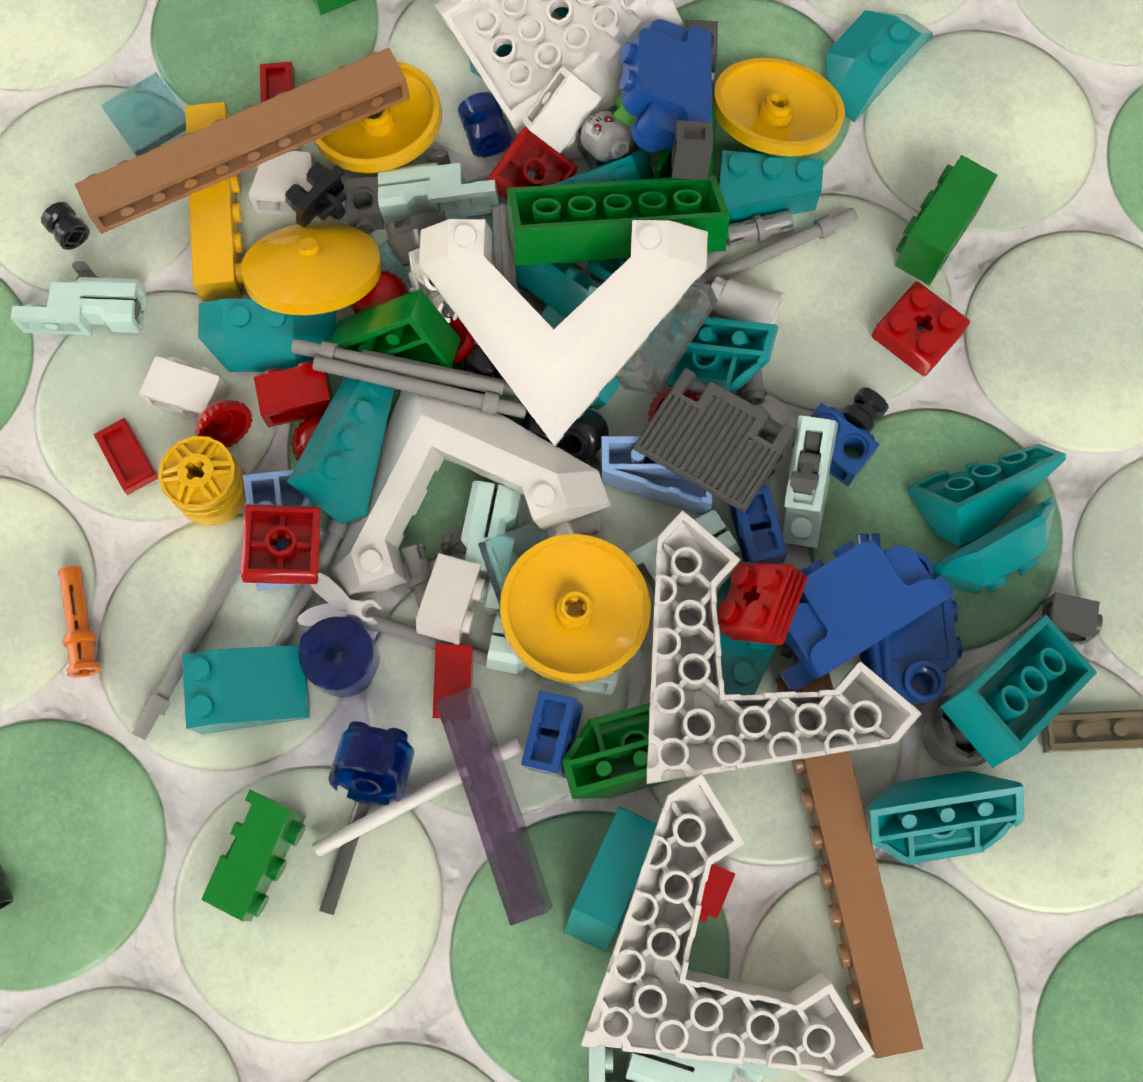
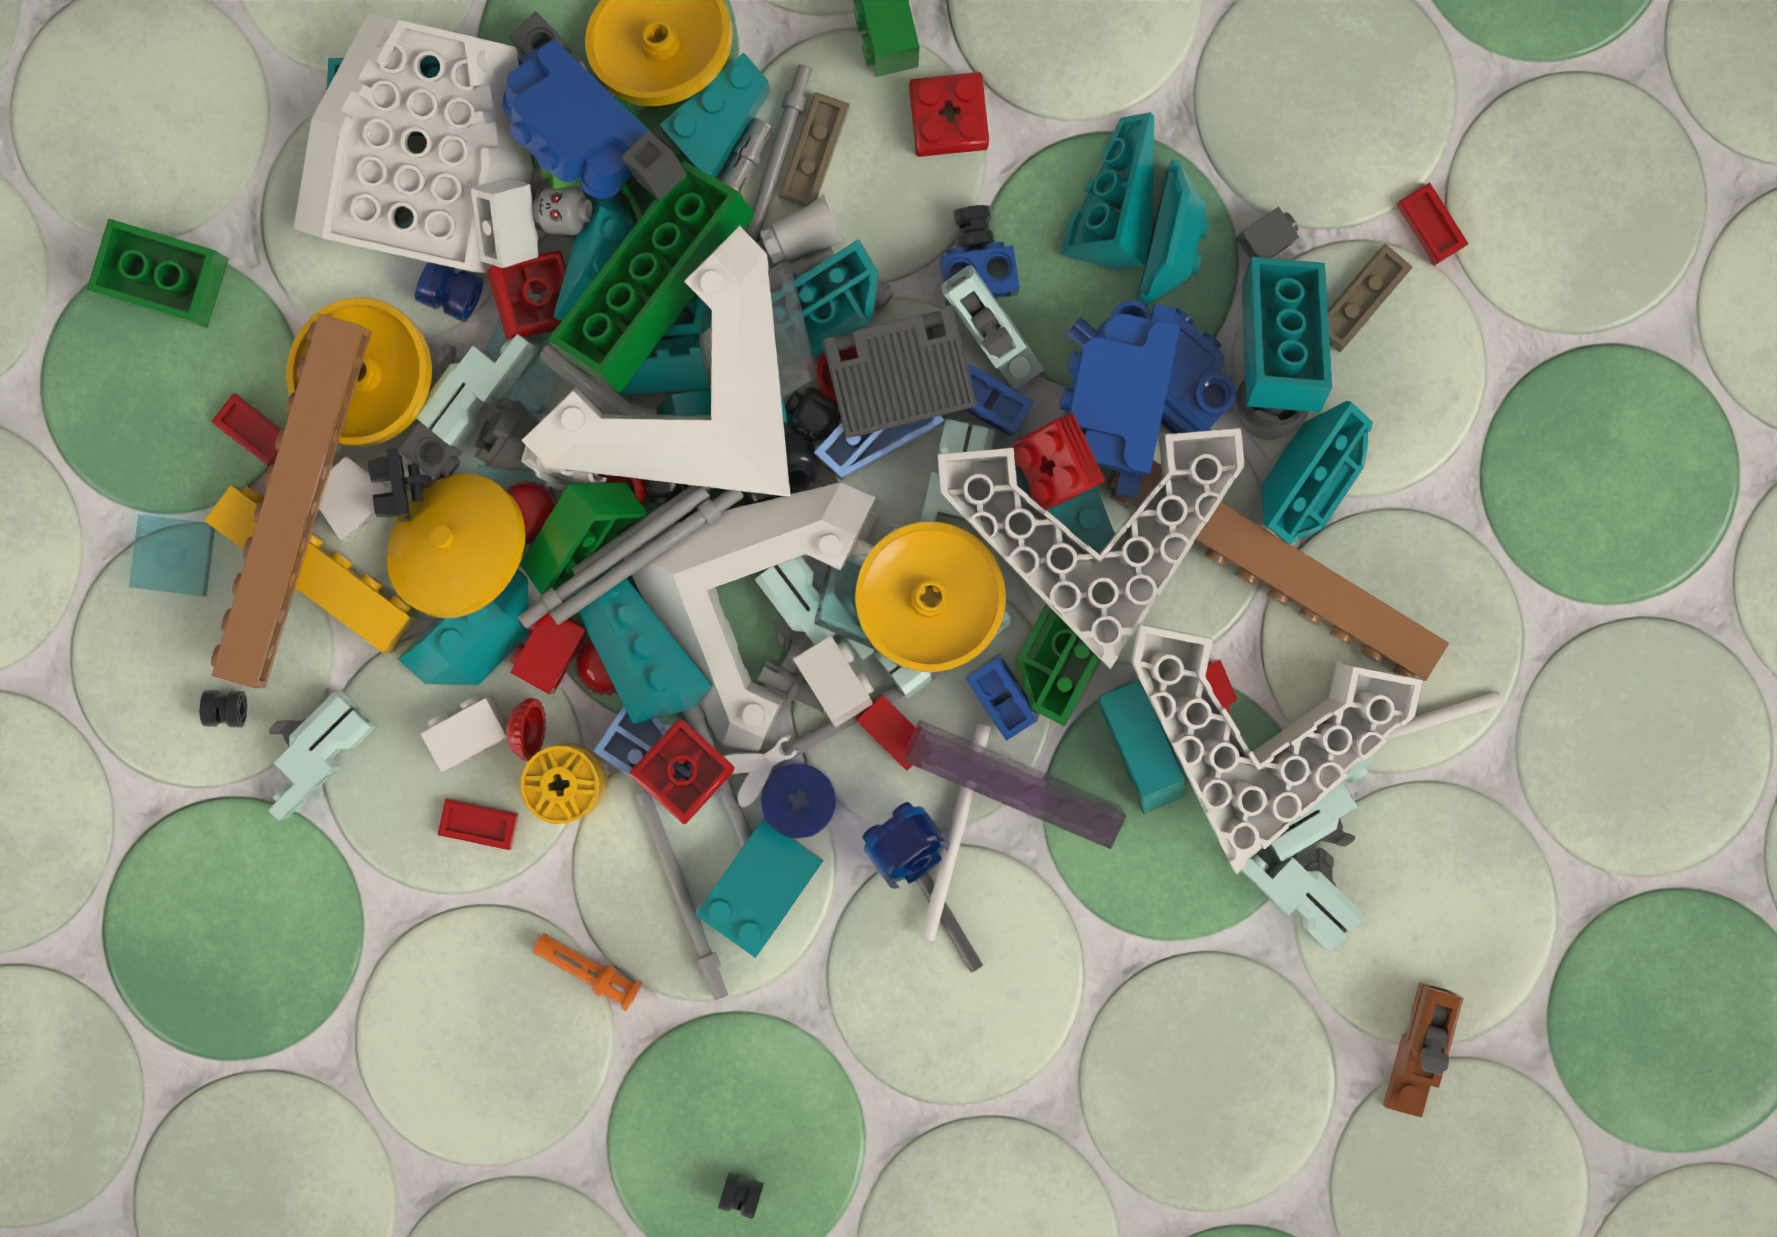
camera: 50 degrees left, 15 degrees up
(254, 858) = (893, 986): green wedge -> none
(627, 415) = (812, 413): none -> black head
(808, 266) = (814, 150): none -> dark tan tile

